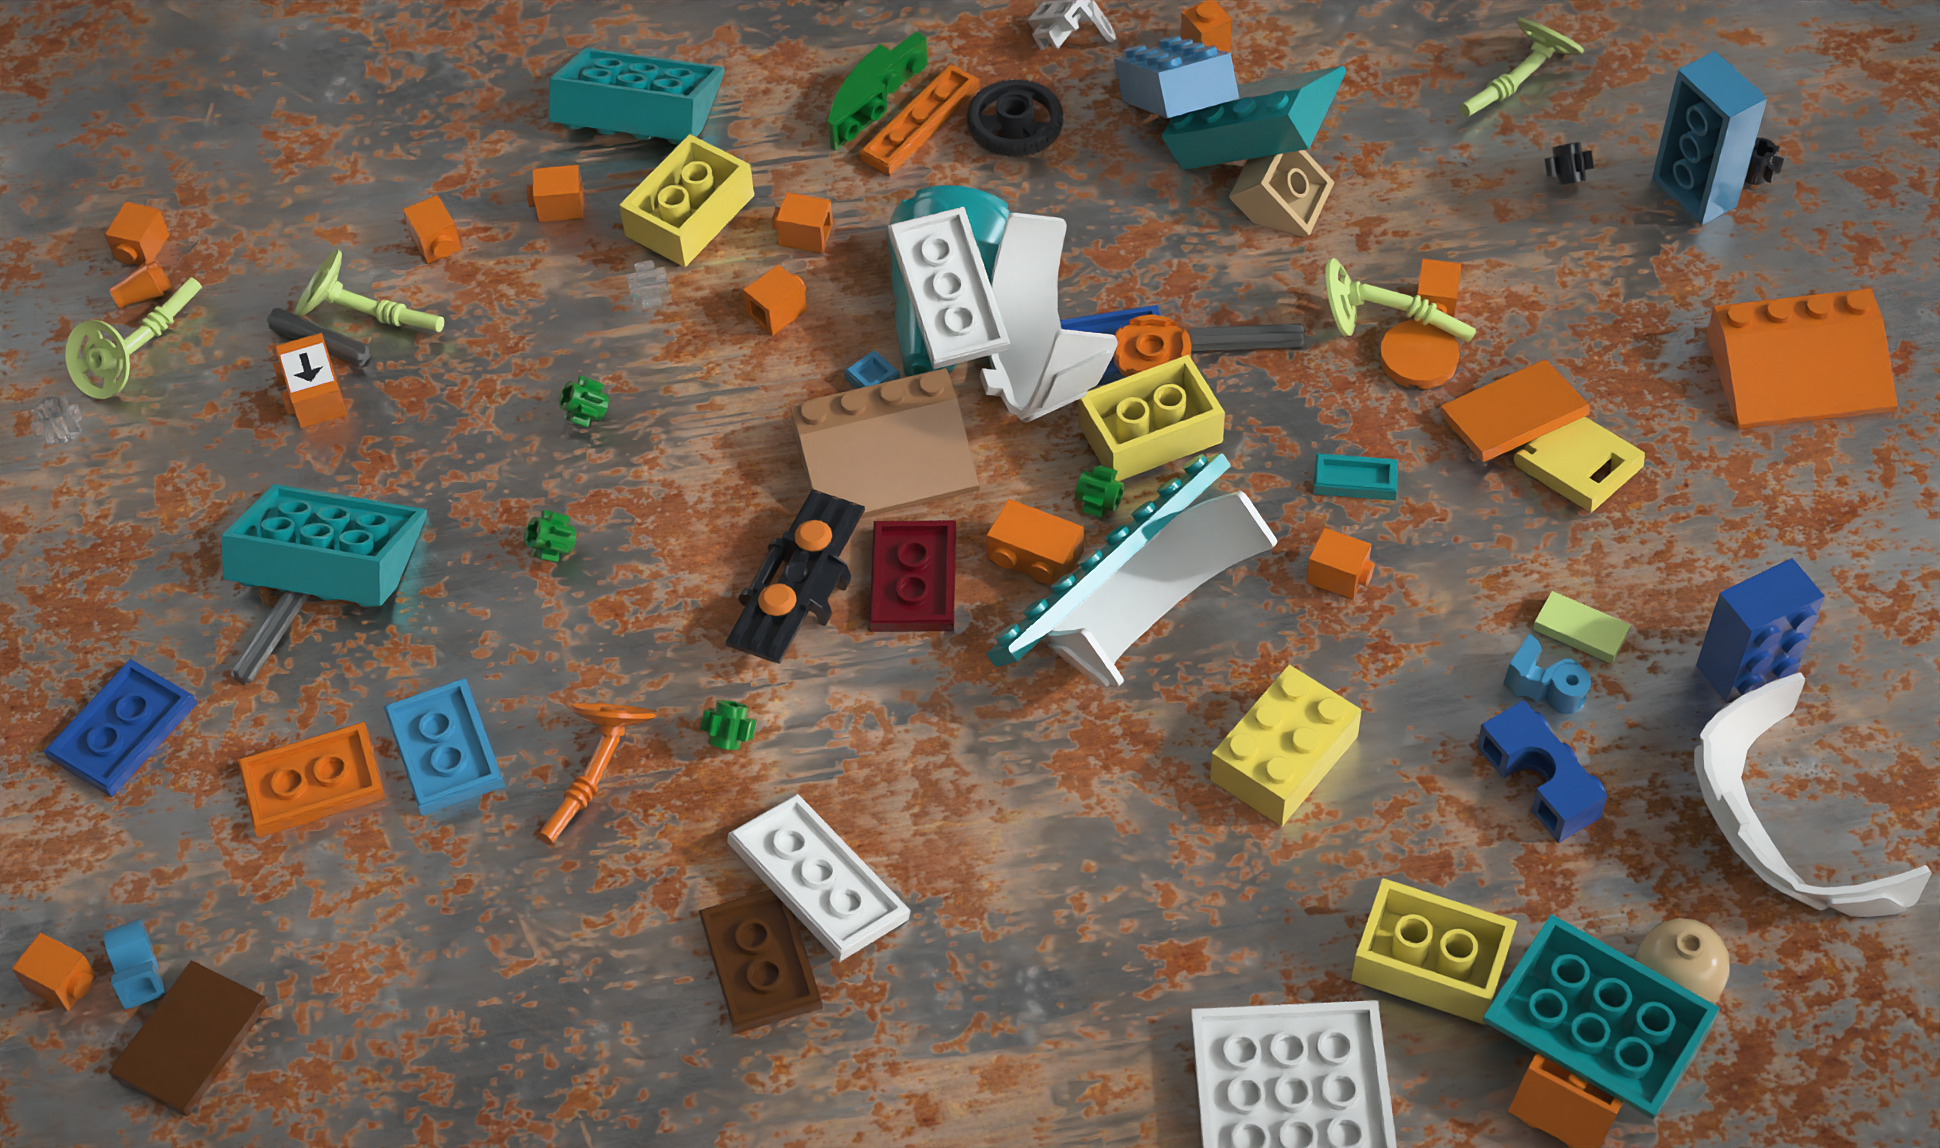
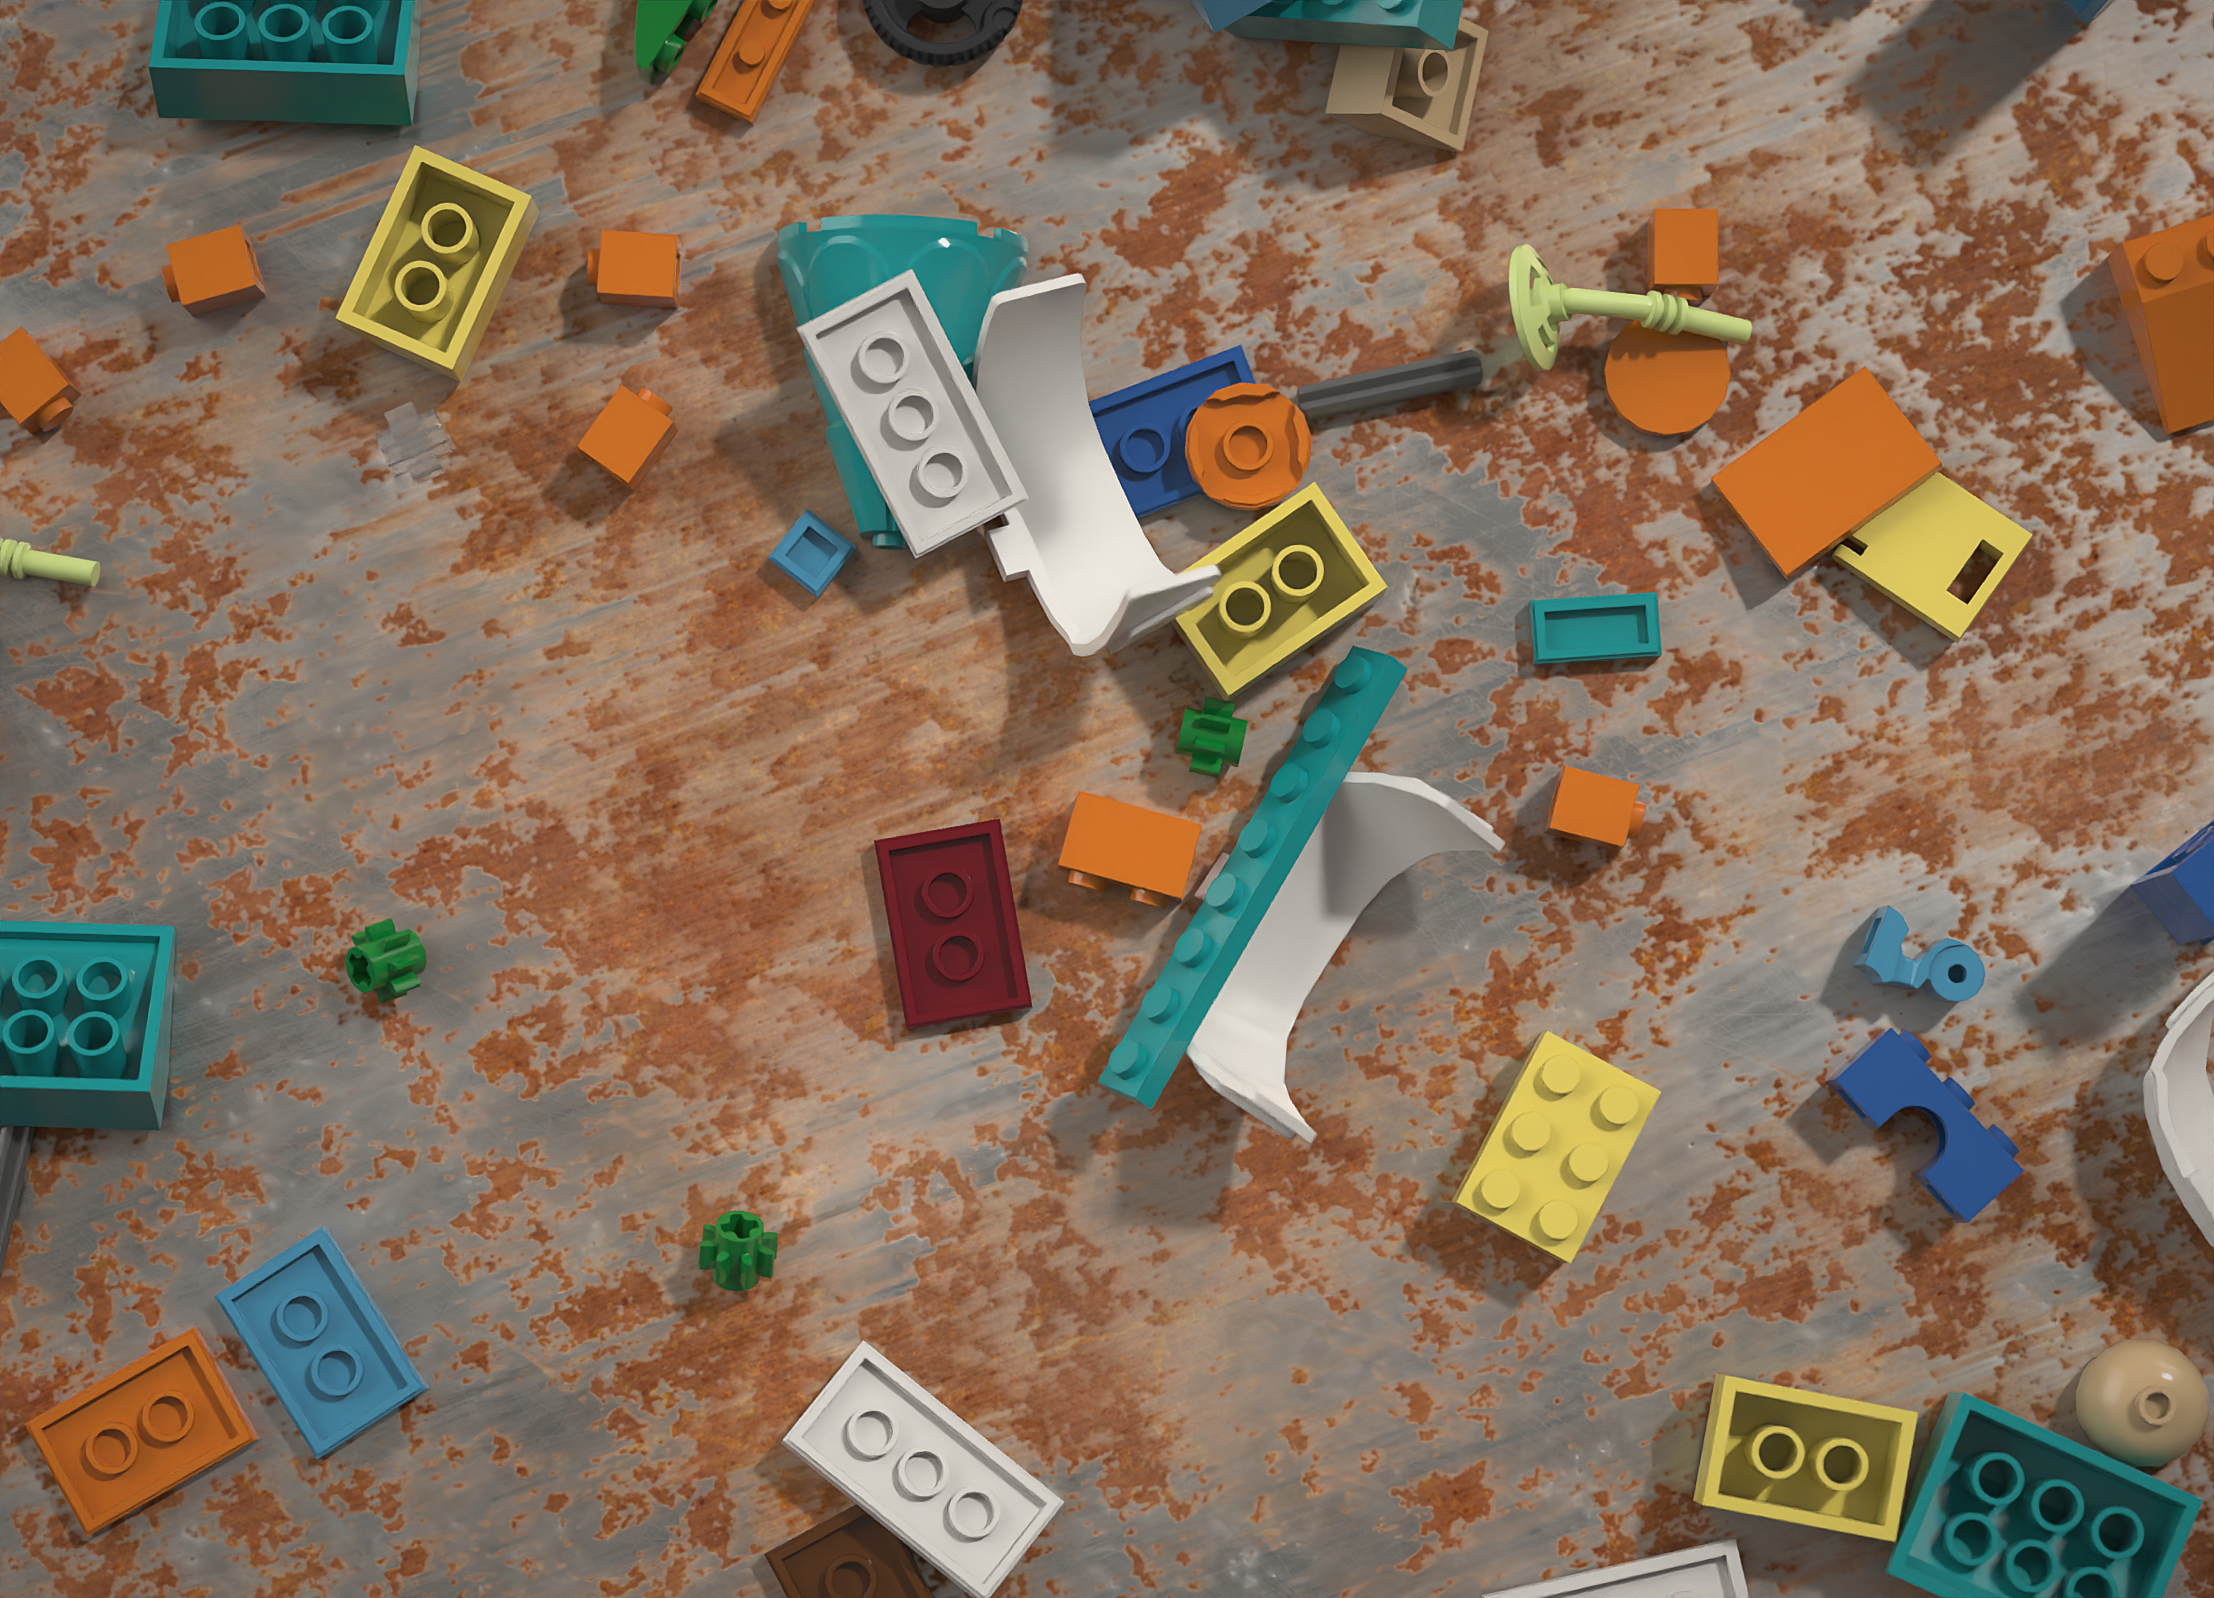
camera: 15 degrees left, 30 degrees up
(583, 401) = (370, 696): green gear -> none
(612, 724) = (566, 1291): orange dish -> none
(813, 569) = (802, 979): black piece -> none
(887, 443) = (864, 707): medium nougat slope -> none
(1581, 627) = (1960, 854): yellowish green tile -> none

